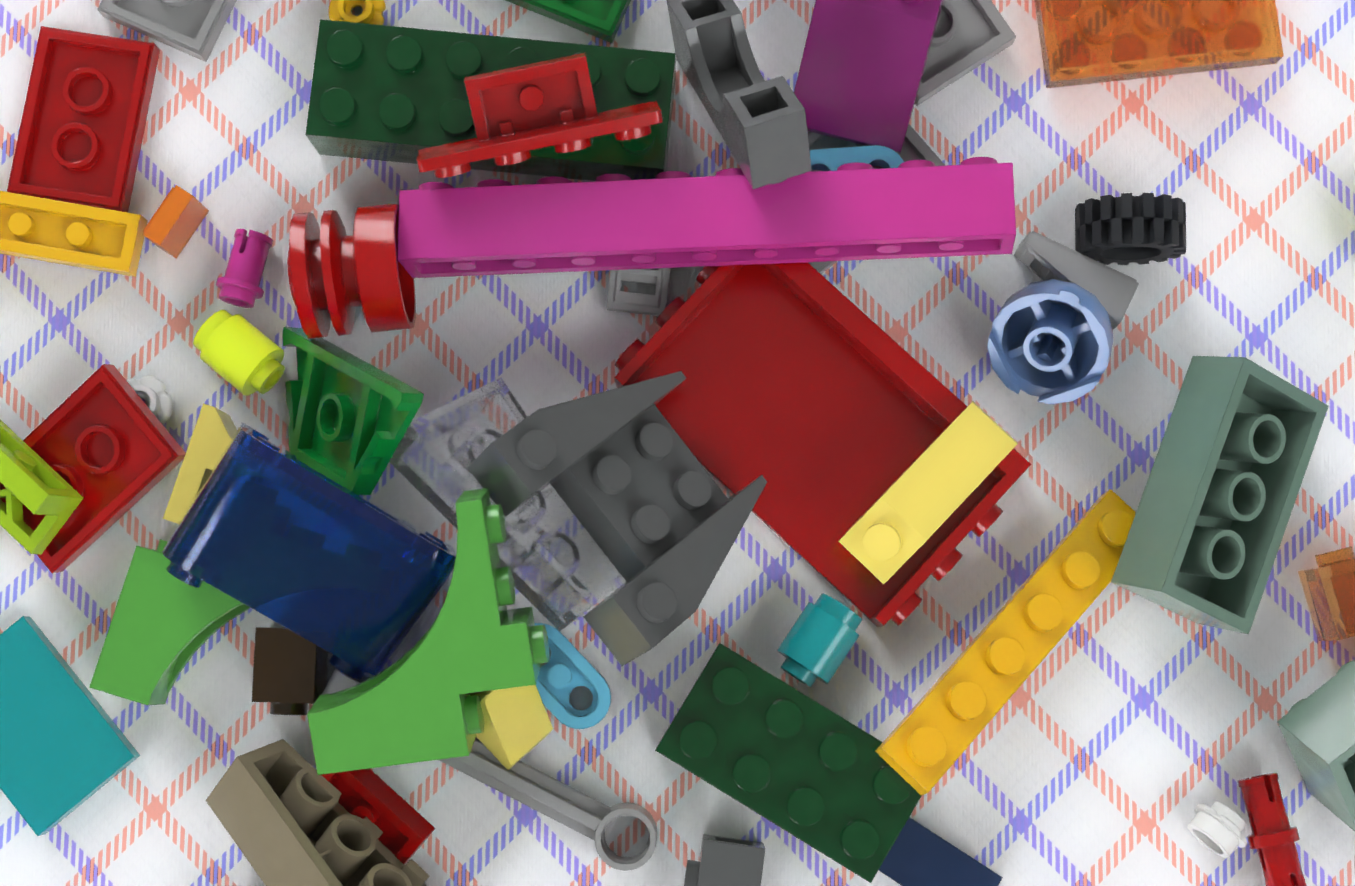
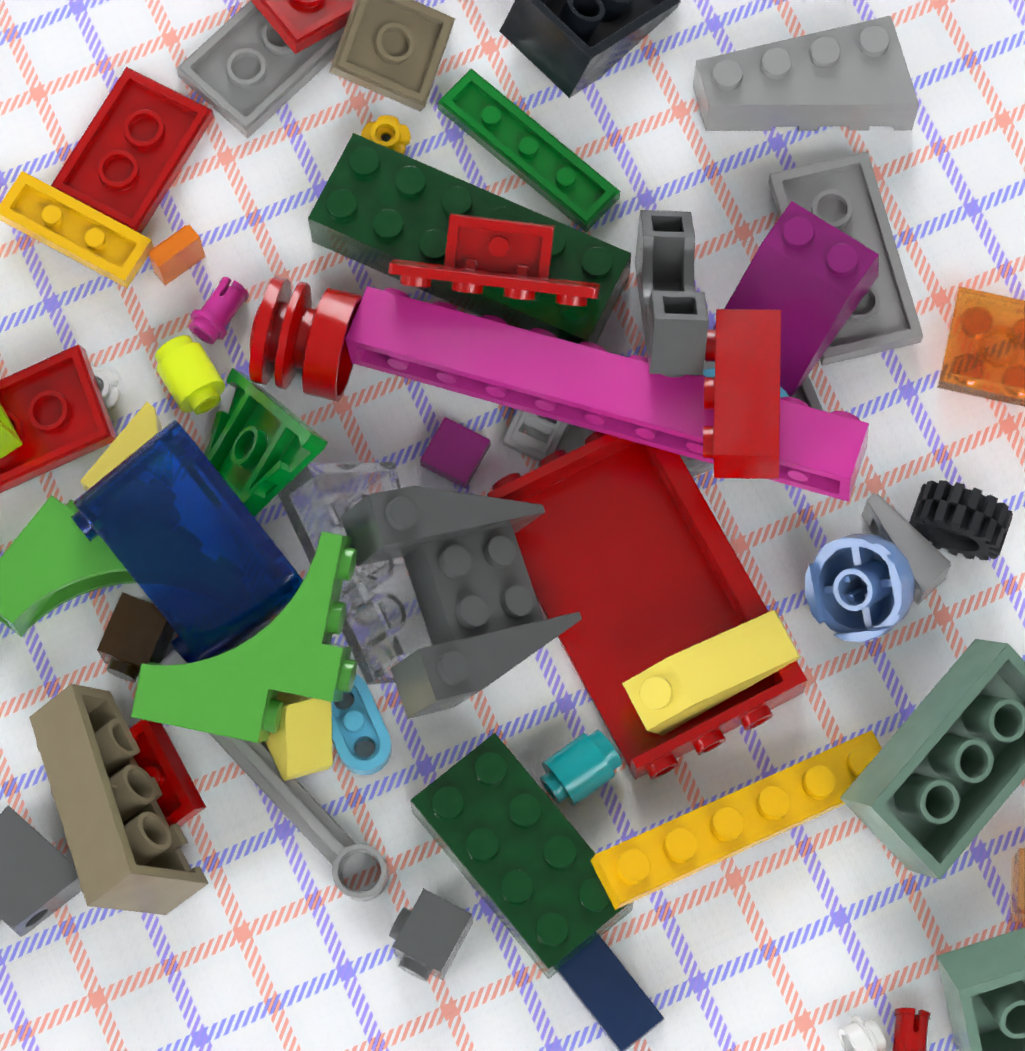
camera: 20 degrees right, 10 degrees down
(559, 337) = (455, 452): none -> magenta tile
(869, 177) = (744, 394): none -> red brick

